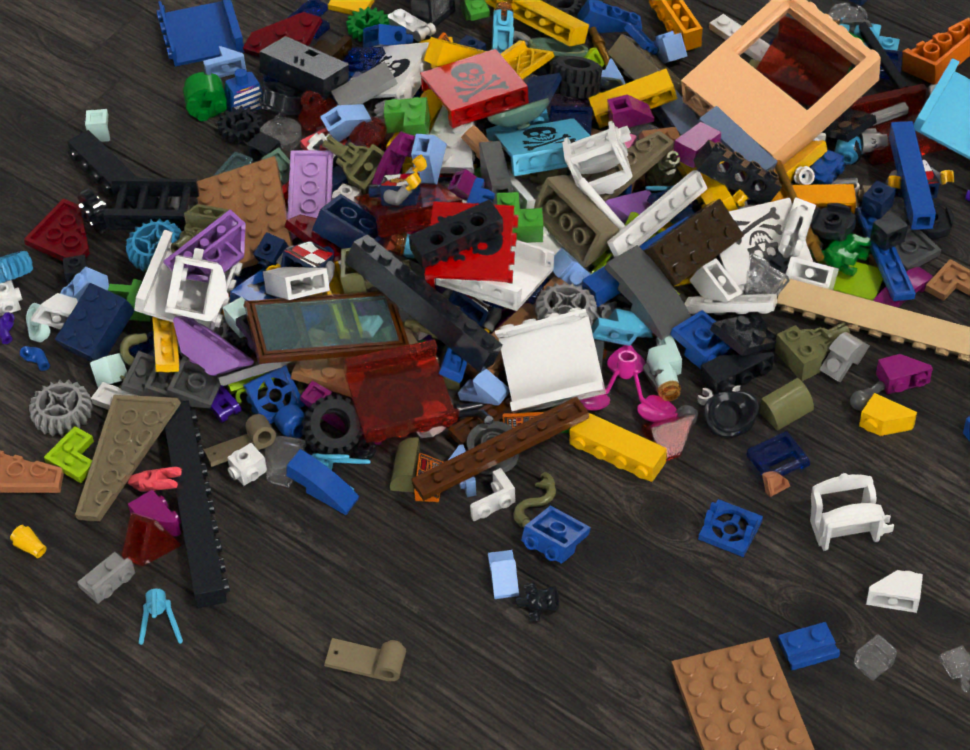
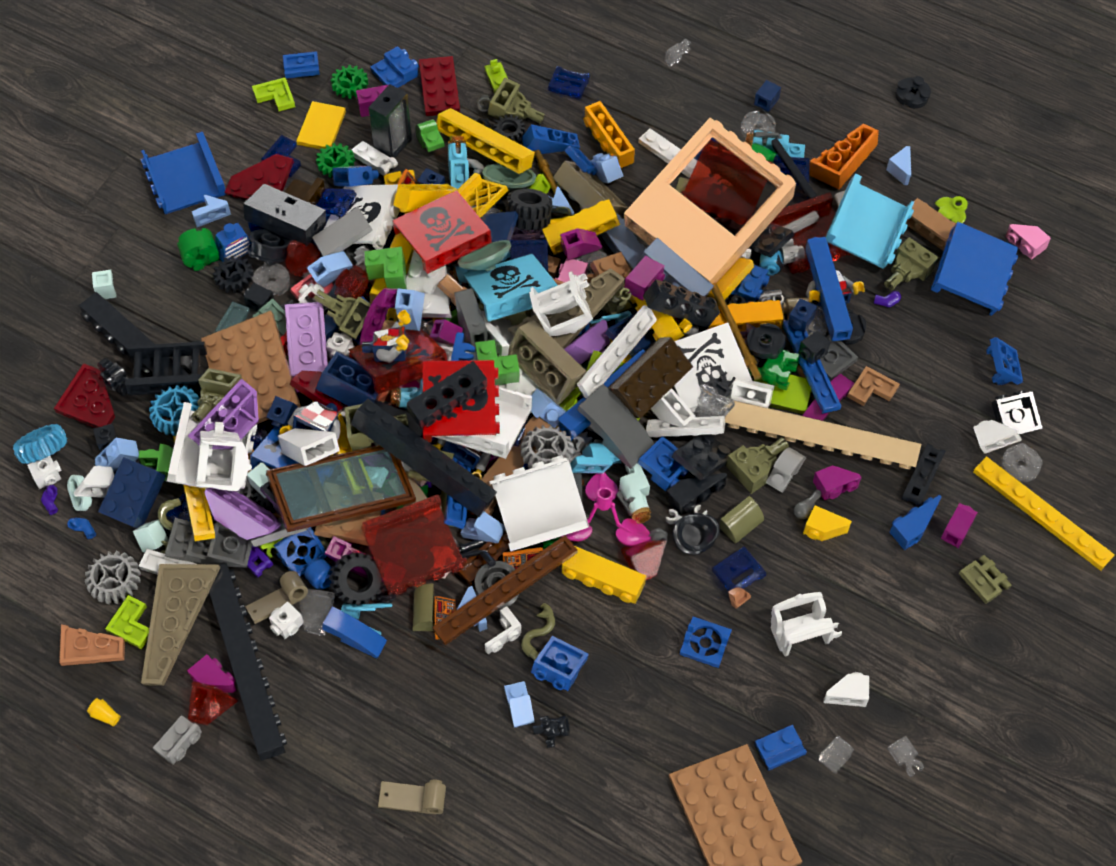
camera: 10 degrees left, 10 degrees up
(155, 479) = (208, 644): coral hinge -> none
(155, 605) = (224, 763): medium azure plant -> none
(600, 203) = (568, 348): white bar -> none
(796, 226) = (736, 351): white plate -> none
(809, 175) = (740, 296): white plate -> none

